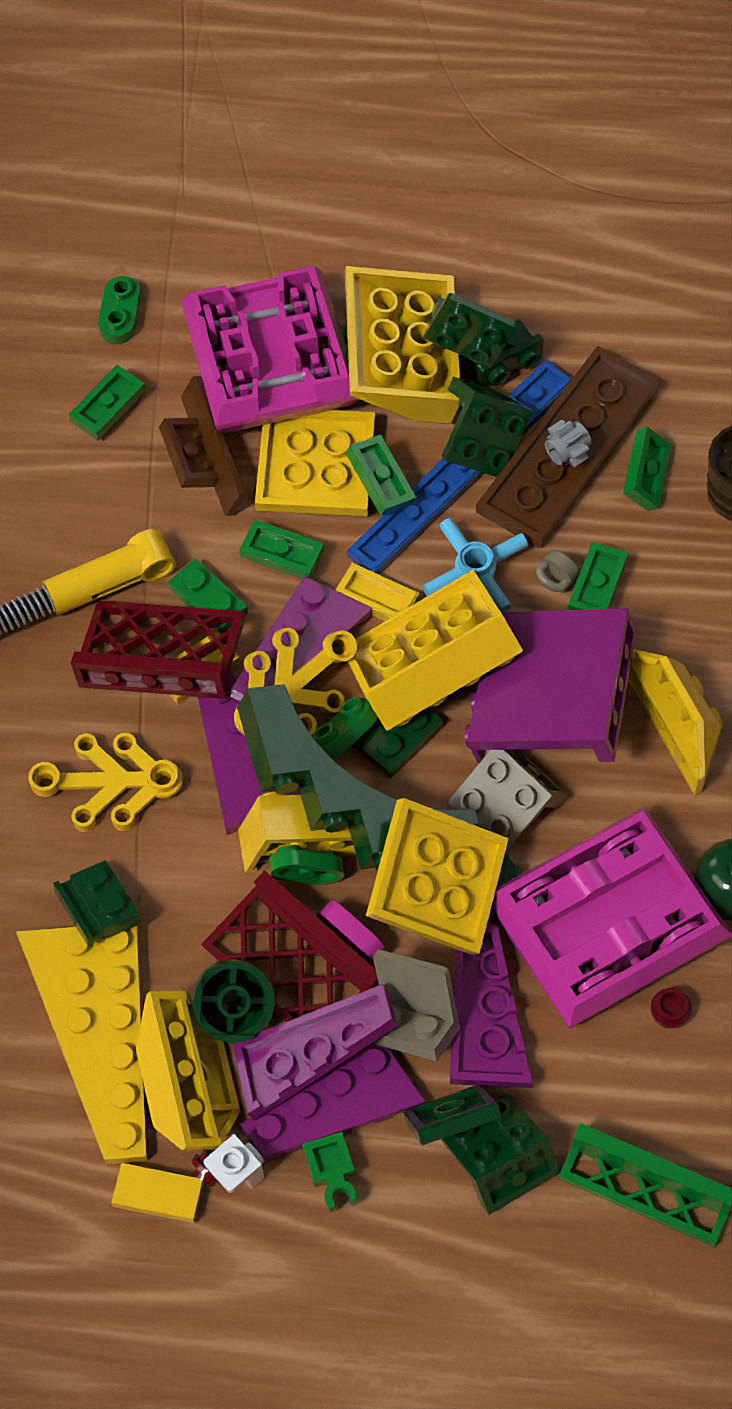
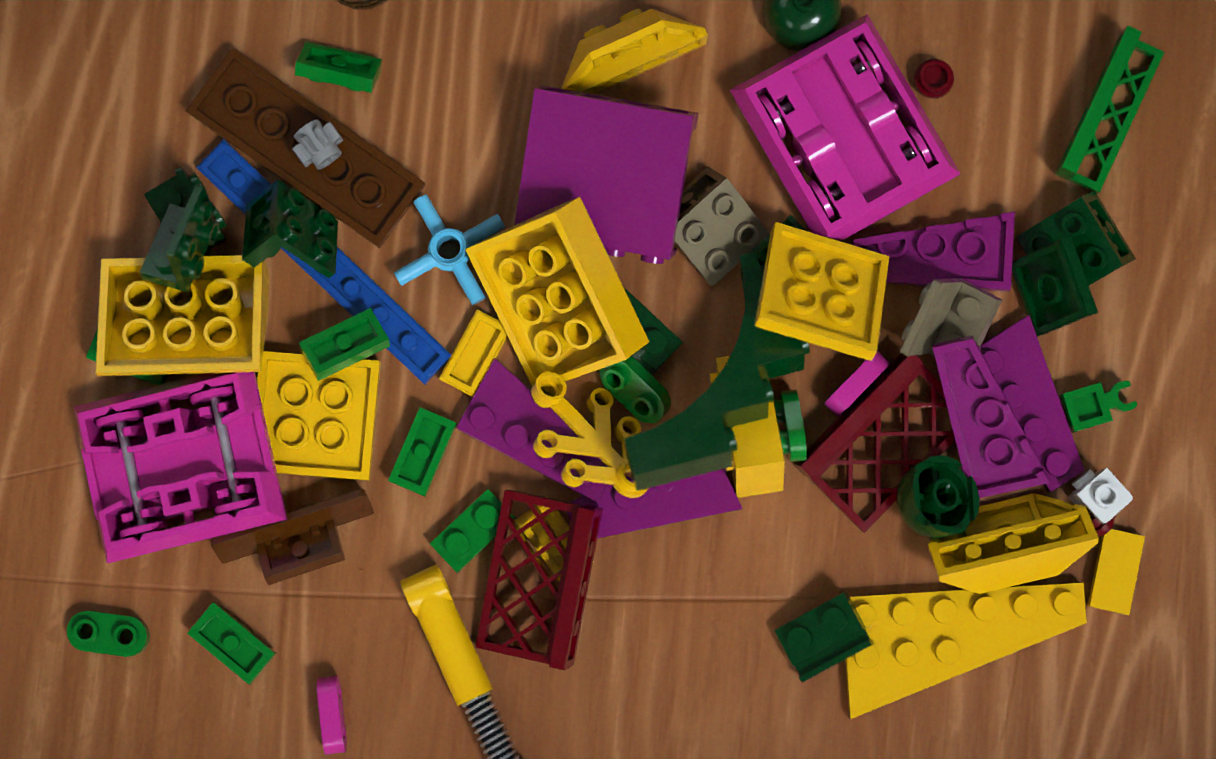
camera: 90 degrees left, 20 degrees up
(39, 482) = (331, 715): none -> dark pink beam
(111, 781) = (684, 625): yellow plant -> none
(559, 569) = (455, 162): dark tan tile -> none
(598, 578) = (470, 125): green plate -> none

